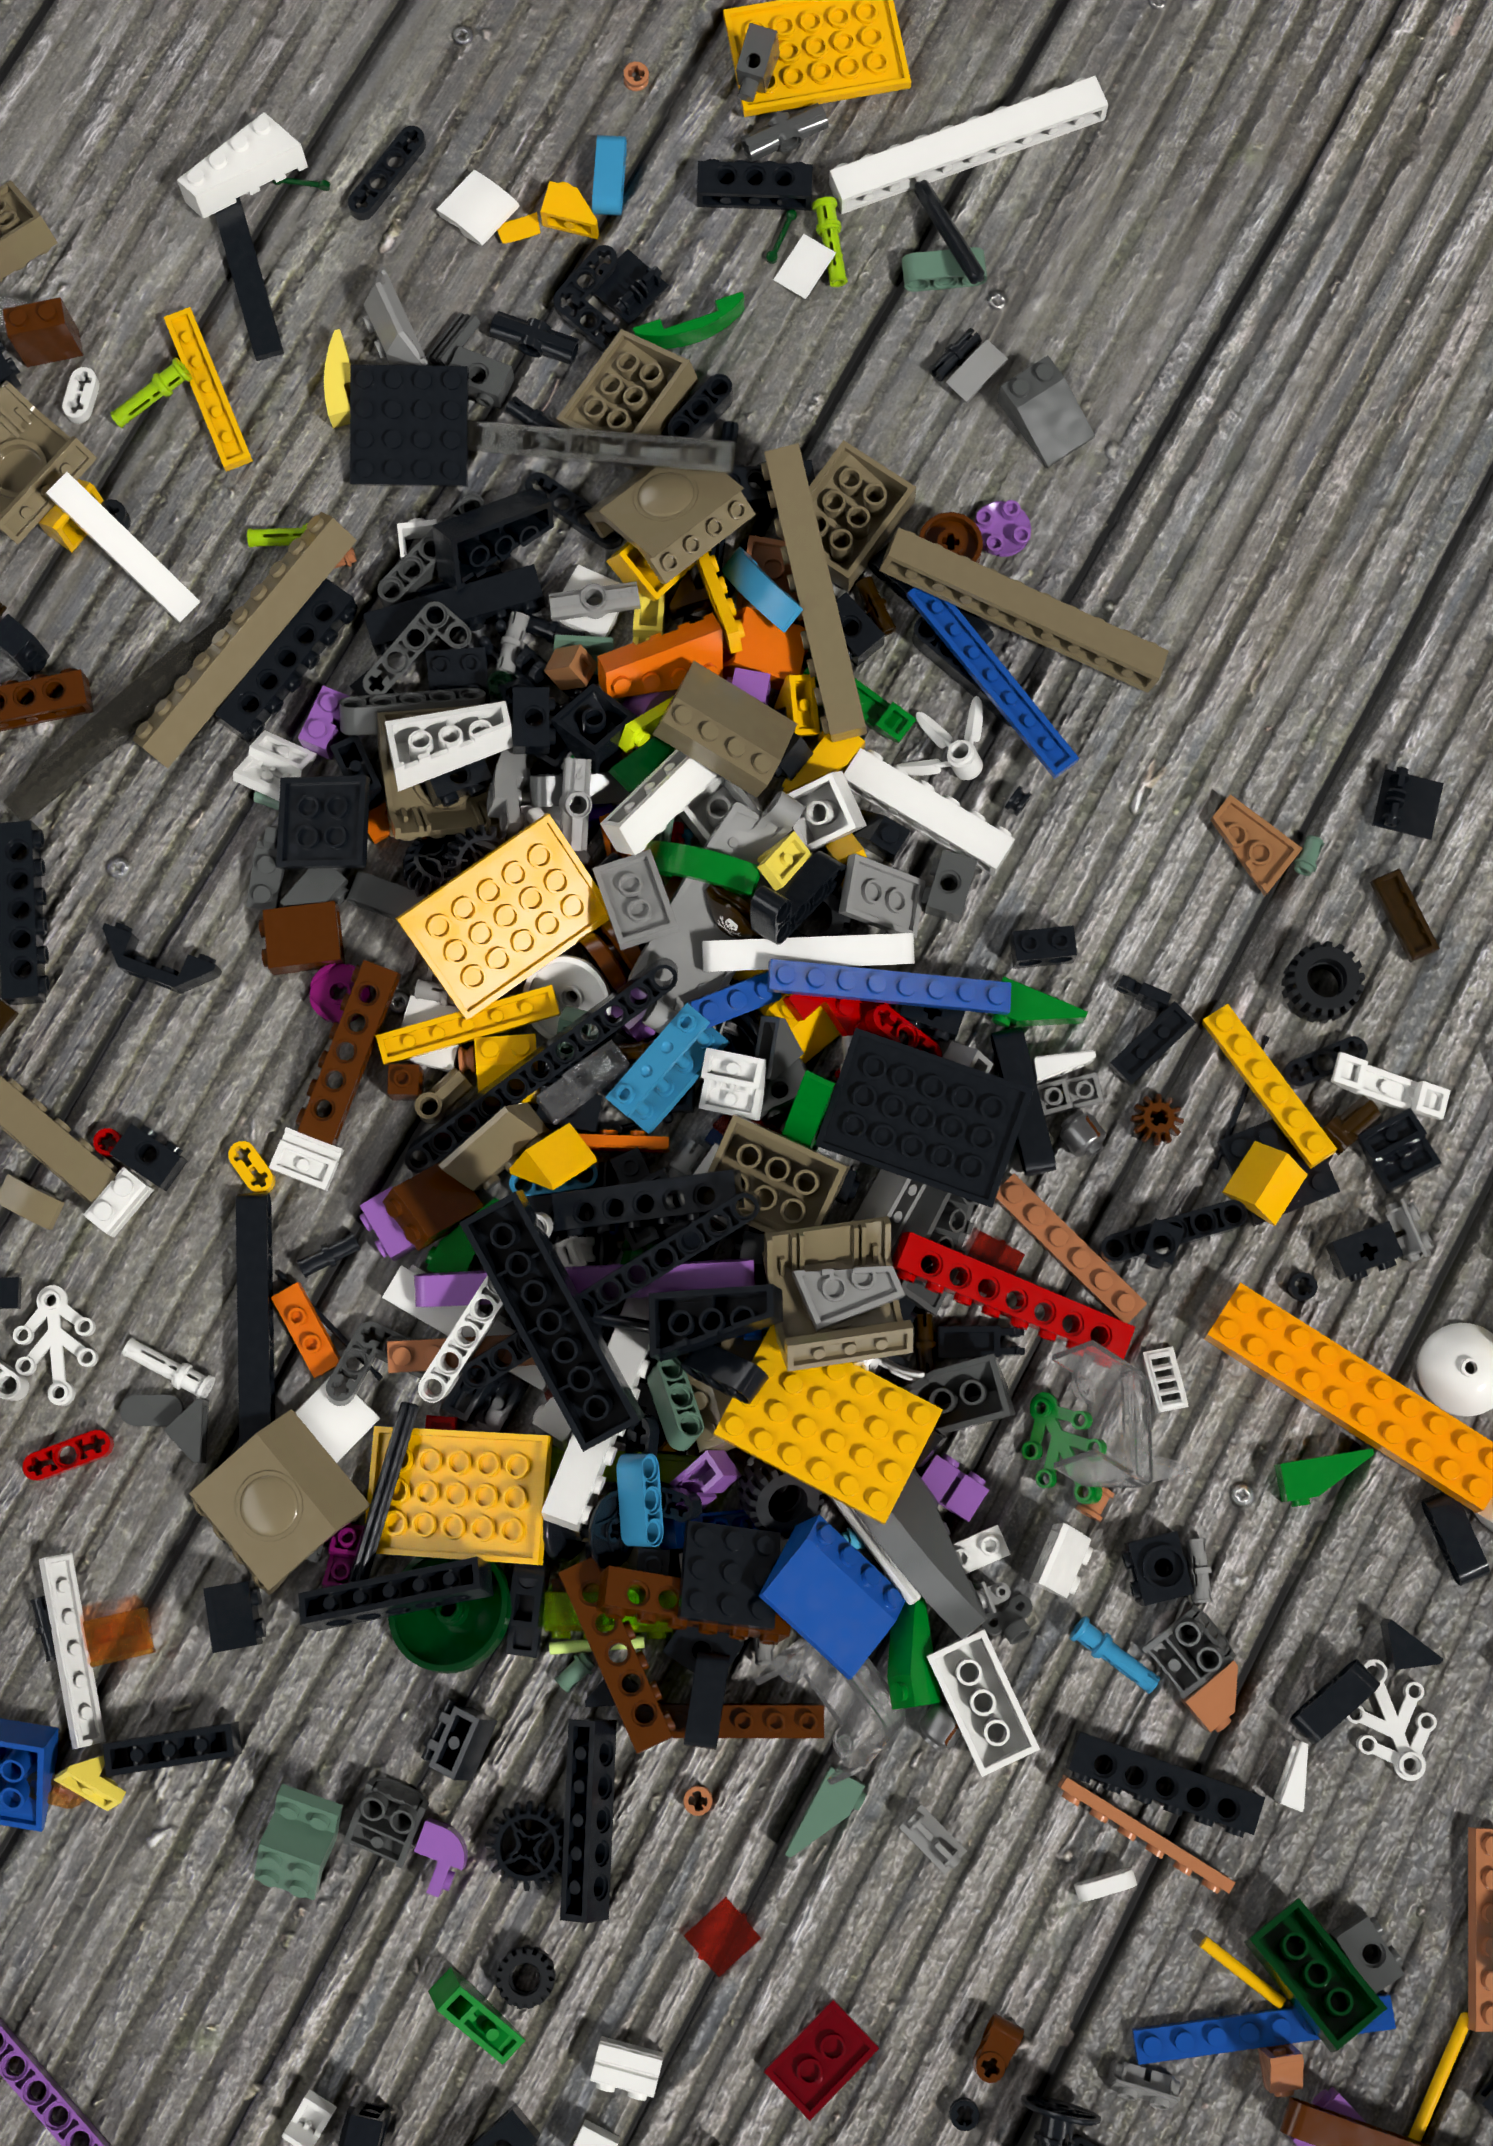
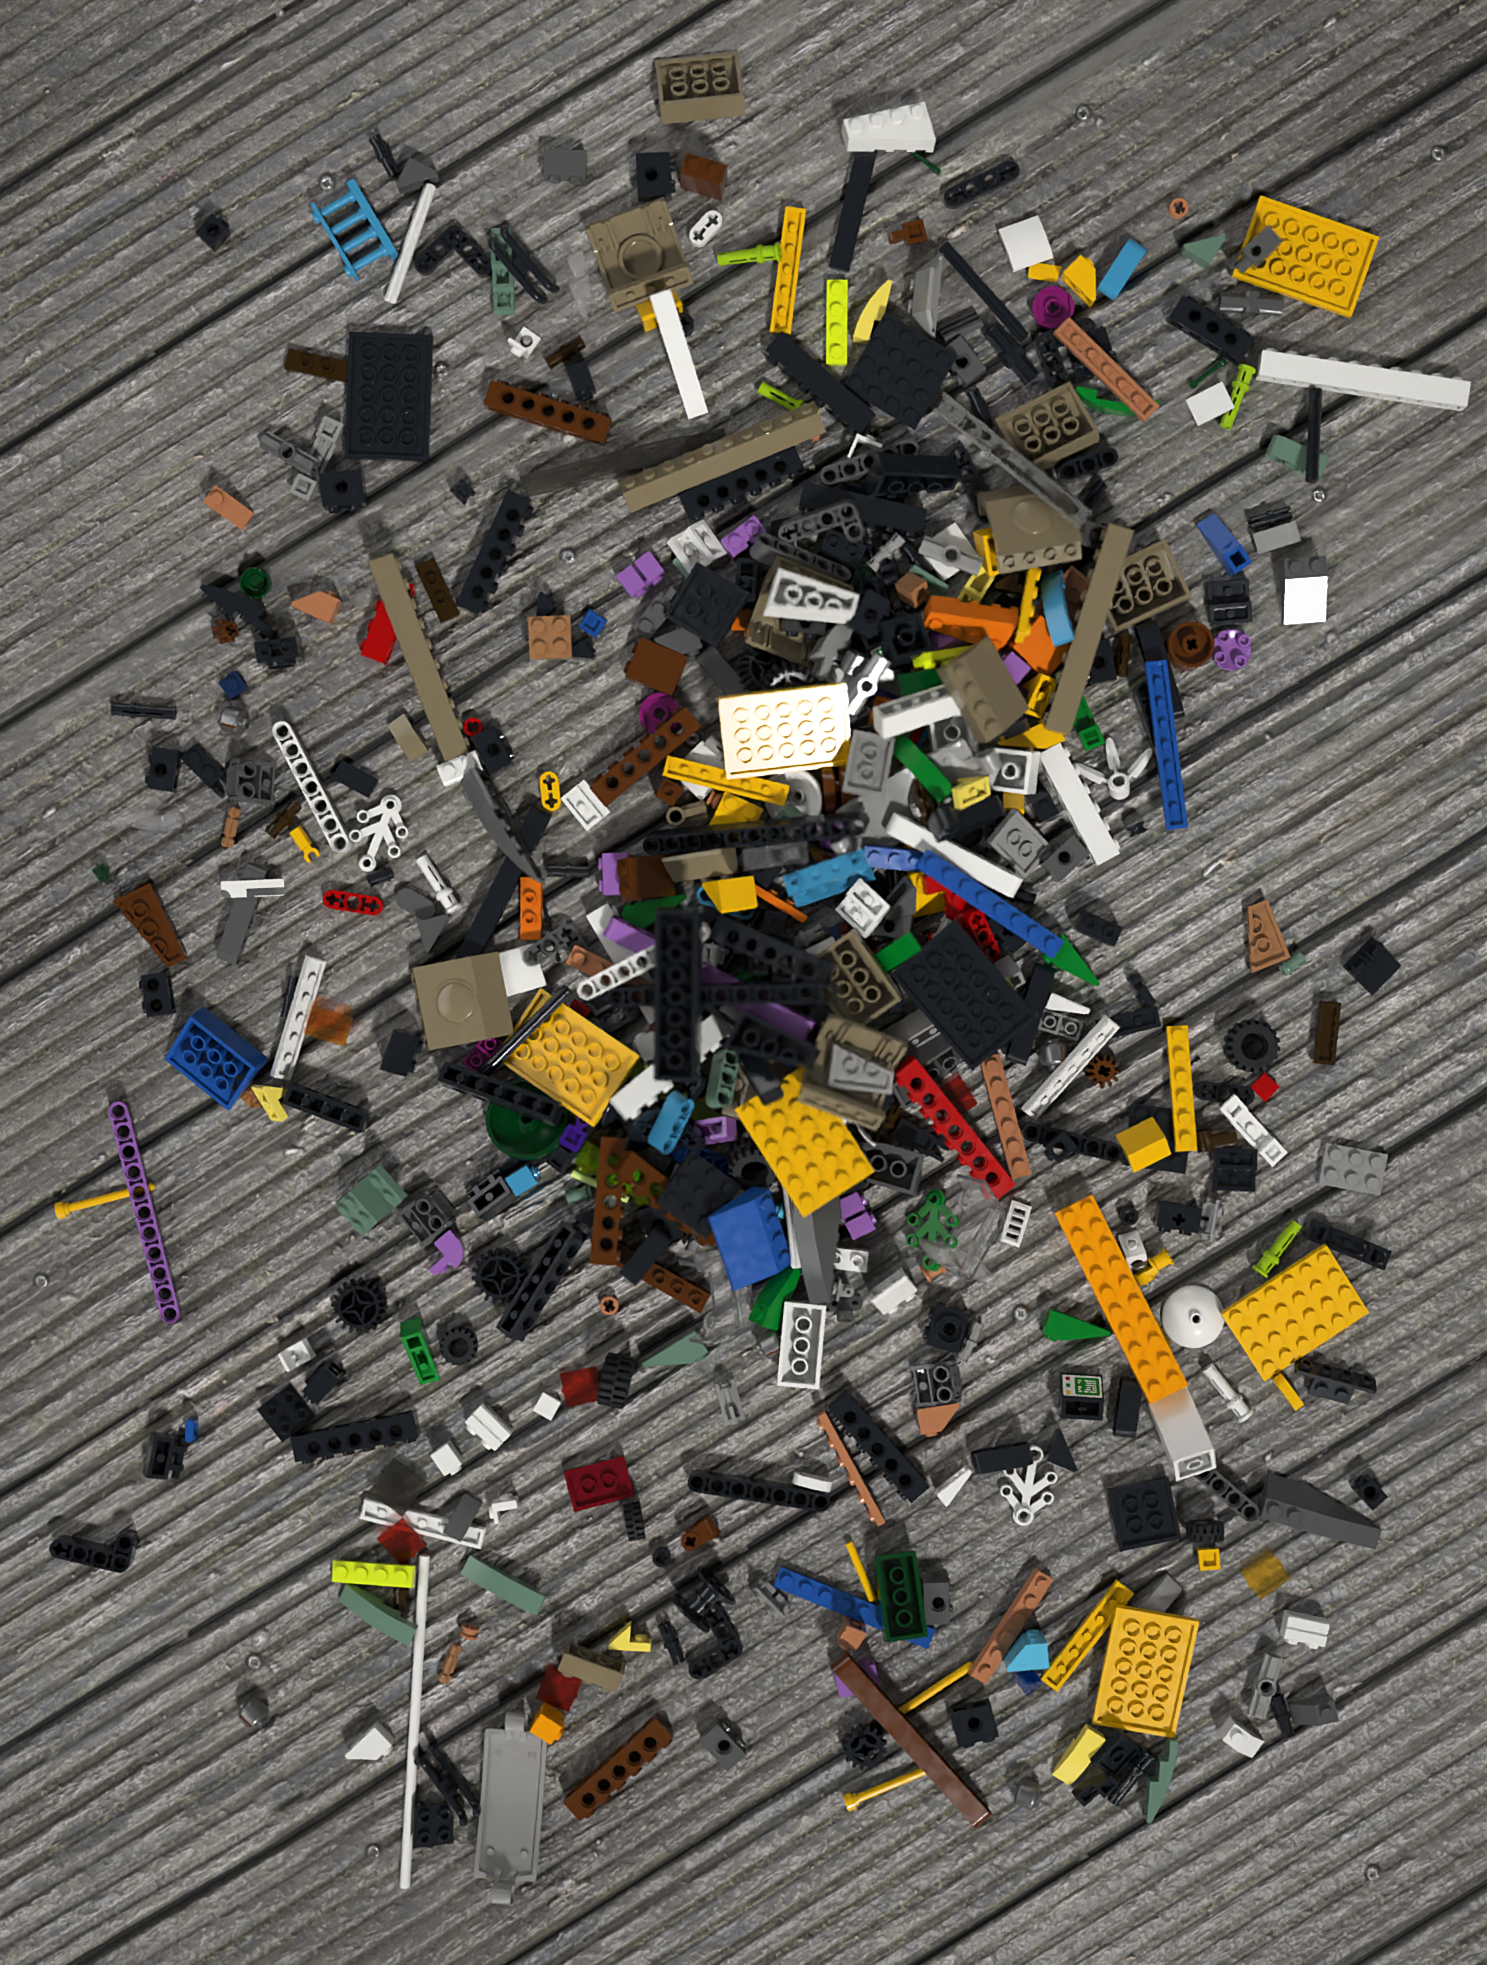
camera: 25 degrees right, 10 degrees up
(86, 1400) = (380, 876): none -> black pin
(145, 972) = (550, 637): none -> medium nougat plate
(193, 931) = (592, 623): none -> blue tile
(196, 1237) = (497, 821): none -> dark grey wedge
(225, 836) = (641, 575): none -> medium lavender piece
(301, 416) = (836, 322): none -> neon yellow plate
(313, 492) = (819, 384): none -> black brick
(333, 267) = (912, 232): none -> reddish brown plate
(339, 2021) = (357, 1296): none -> black gear
(460, 287) = (983, 292): none -> black axle
(488, 1692) = (524, 1178): none -> dark azure brick
(522, 1593) = (574, 1136): none -> dark purple plate
(536, 260) = (1042, 301): none -> magenta plate
(656, 288) = (1106, 369): none -> nougat plate
(691, 1990) = (547, 1405): none -> white tile
(692, 104) = (1202, 251): none -> sand green slope
(762, 1899) = (615, 1380): none -> black tyre
(898, 2084) = (634, 1521): none -> black tyre
(921, 413) = (1224, 545): none -> blue slope
(923, 962) = (1020, 896): none -> black pin
(965, 476) = (1228, 602): none -> black slope
(1023, 610) = (1210, 714): dark tan brick -> none
(1024, 1939) = (748, 1494): none -> black beam
(1103, 1647) = (888, 1352): dark azure pin -> none
(1114, 1138) = (1070, 1067): none -> white tile
(1335, 1324) = (1133, 1249): none -> white bracket
(1370, 1025) = (1264, 1087): none -> red tile
(1375, 1327) = (1155, 1264): none -> yellow connector
(1387, 1557) = (1081, 1396): none -> black slope

